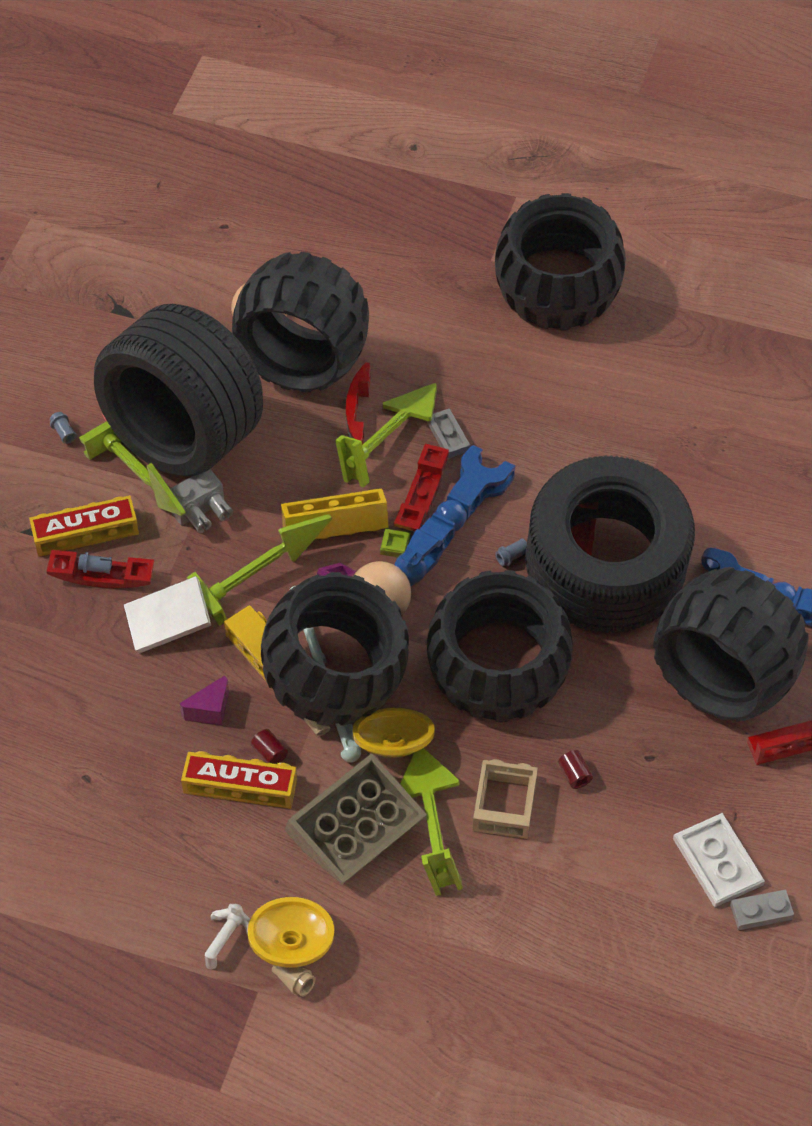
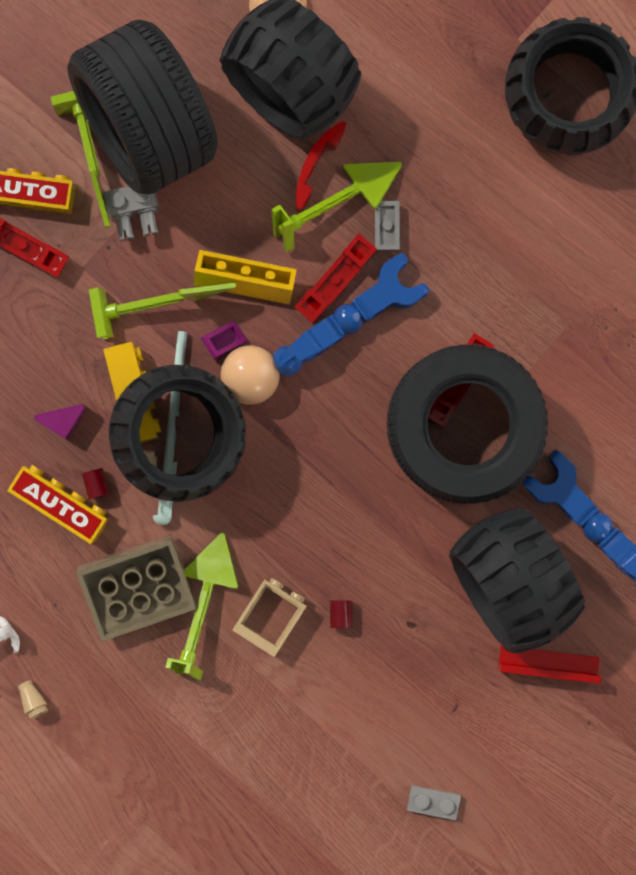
camera: 25 degrees right, 30 degrees up
(60, 422) = (44, 72): sand blue pin -> none
(94, 563) = (16, 238): sand blue pin -> none
(167, 615) = (59, 318): white tile -> none
(290, 932) = (36, 650): yellow dish -> none
(393, 732) = (214, 511): yellow dish -> none
(394, 543) = (289, 321): lime tile -> none
(499, 599) = (324, 430): black tyre -> none
(507, 554) = (386, 376): sand blue pin -> none
(718, 860) = (420, 743): white tile -> none

